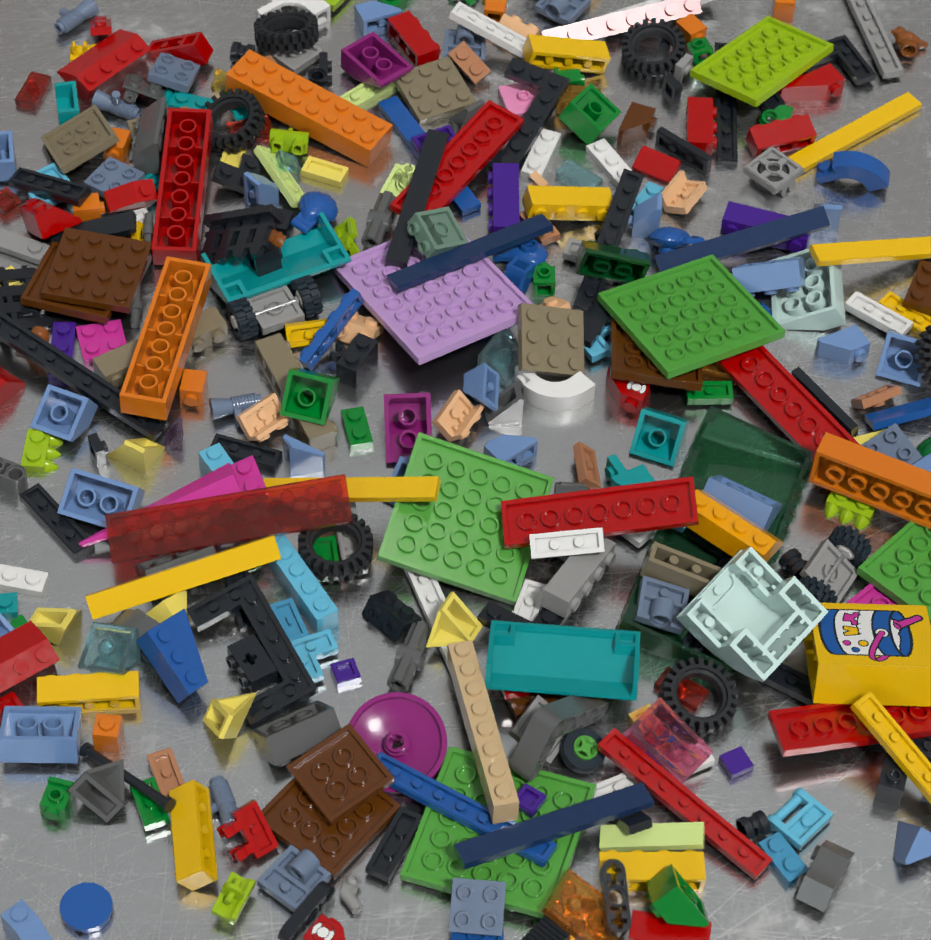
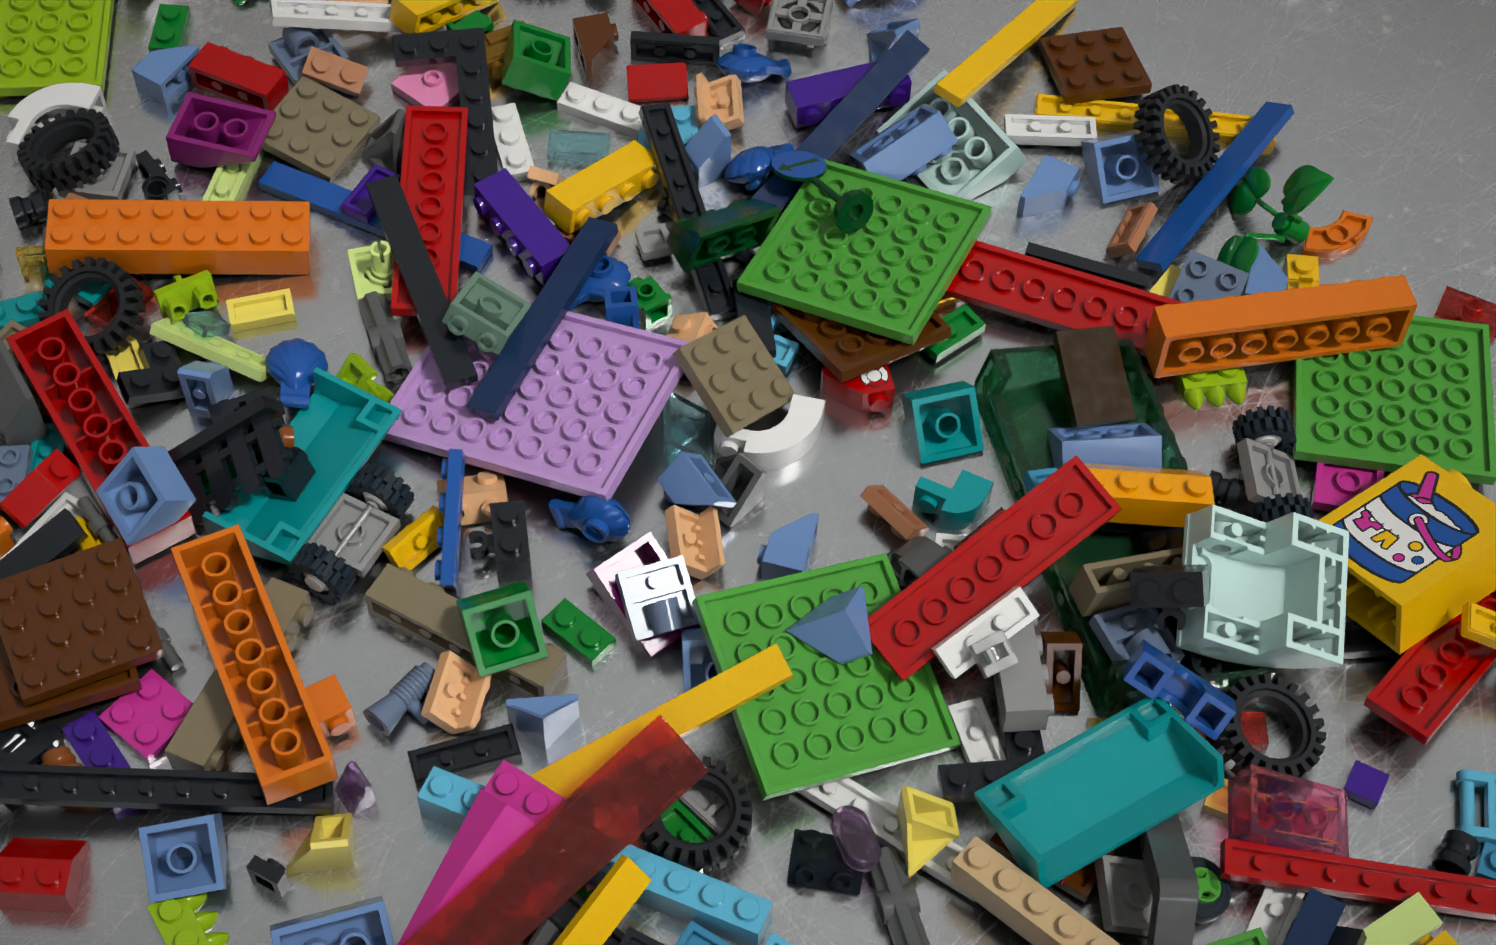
camera: 35 degrees left, 5 degrees up
(178, 224) = (145, 493): none -> medium blue slope
(403, 427) = (657, 598): none -> plate
(411, 373) = (595, 517): none -> blue animal
(411, 608) = (855, 838): none -> clear purple tile
(487, 496) = (837, 627): none -> medium blue slope
(560, 556) = (993, 654): none -> light grey tile
(607, 599) = (1064, 660): none -> reddish brown slope
(642, 616) = (1195, 698): none -> blue arch
(689, 579) = (1170, 589): none -> black brick
(694, 286) = (851, 209): none -> dark green piece
(719, 183) = (751, 66): none -> blue animal
(767, 458) = (1093, 377): none -> dark brown tile

